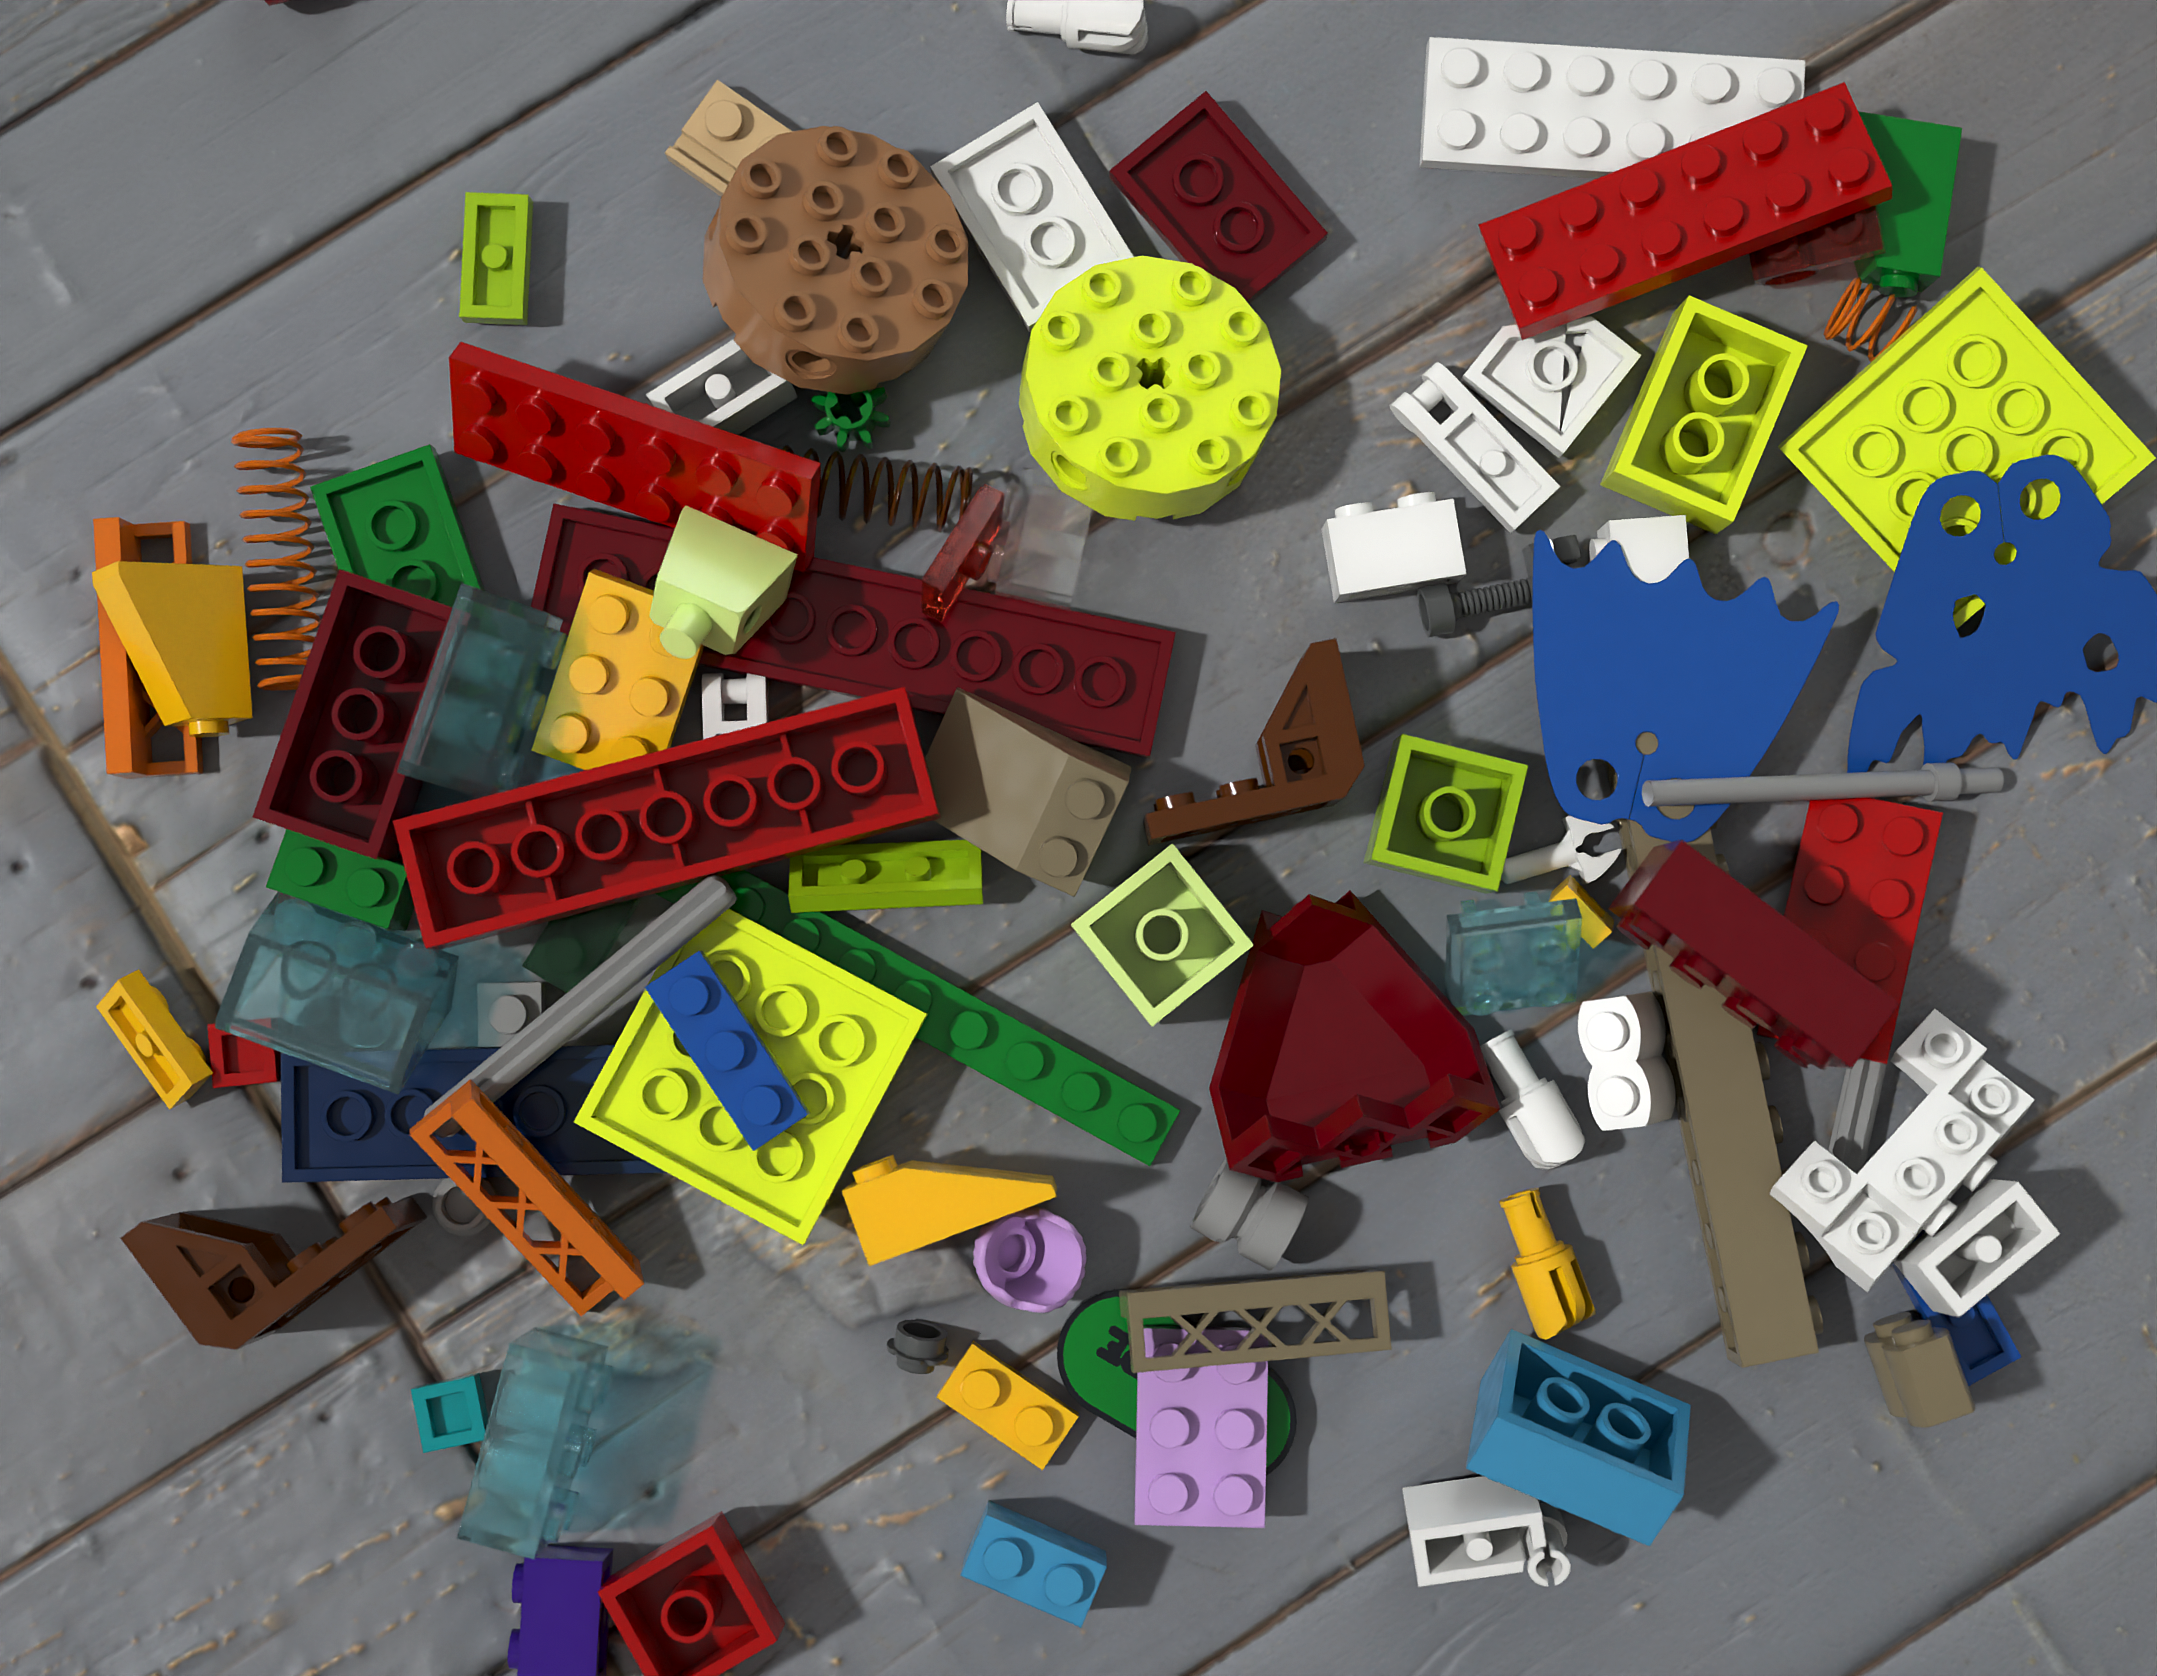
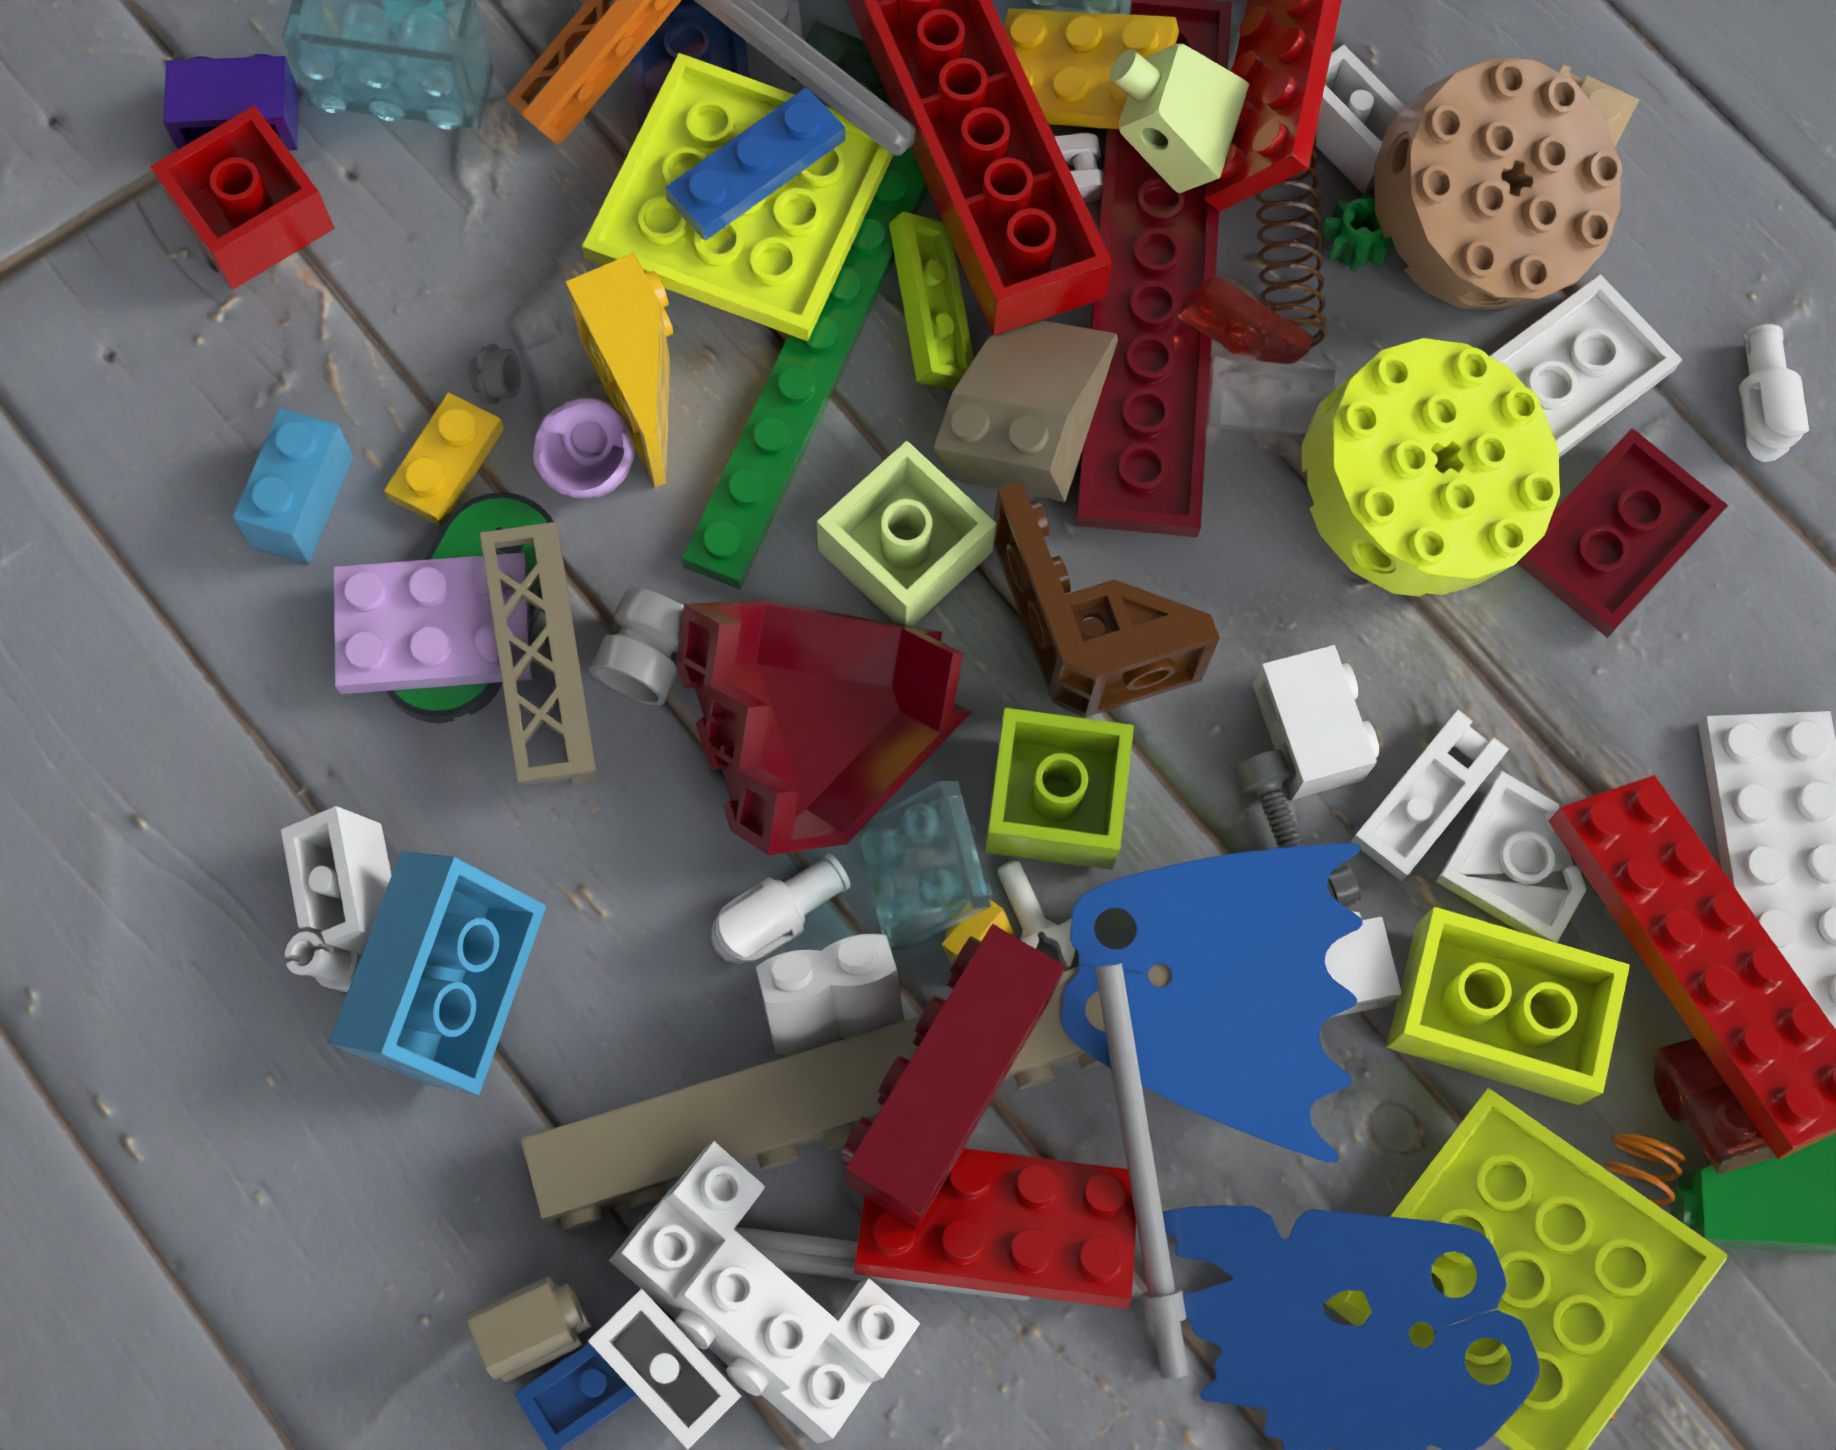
camera: 80 degrees right, 15 degrees down
(1545, 1268) = (610, 941): yellow arm -> none

